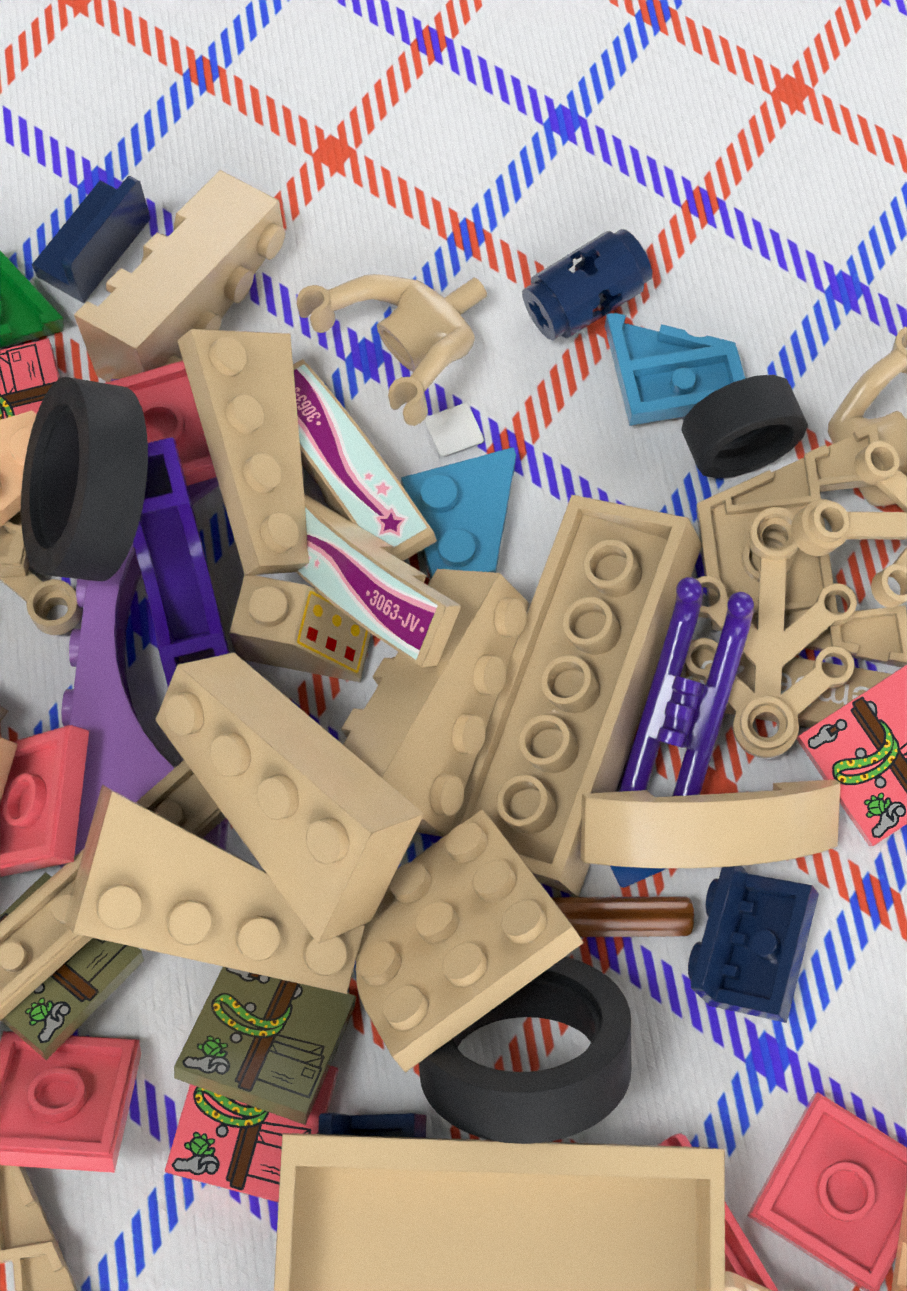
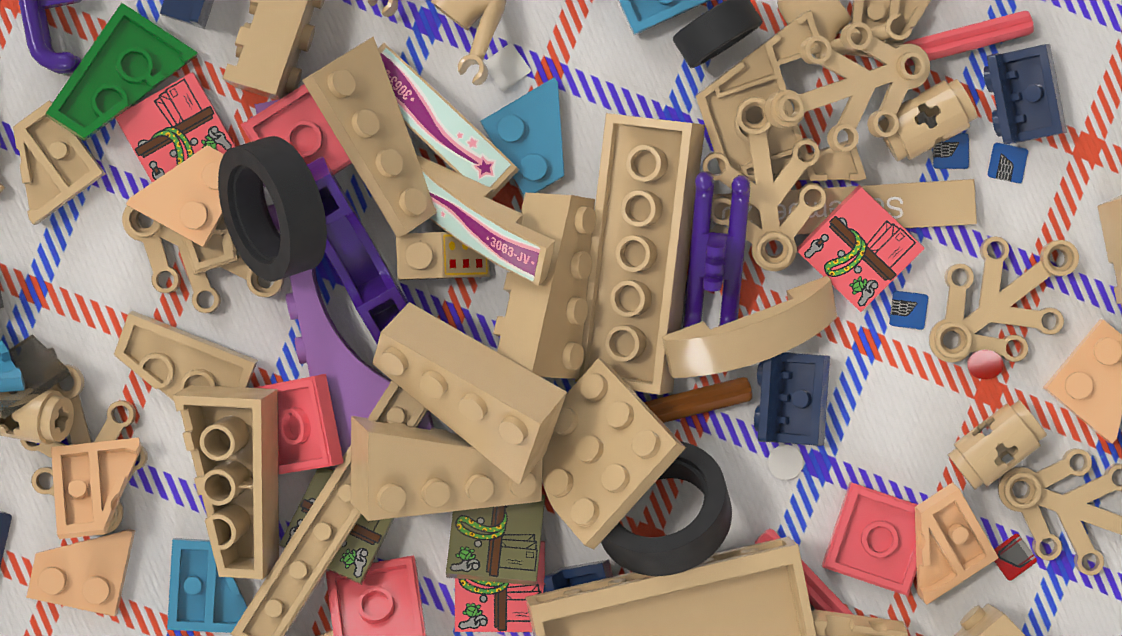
camera: 10 degrees left, 20 degrees up
(721, 1041) = (785, 462): none -> white sticker

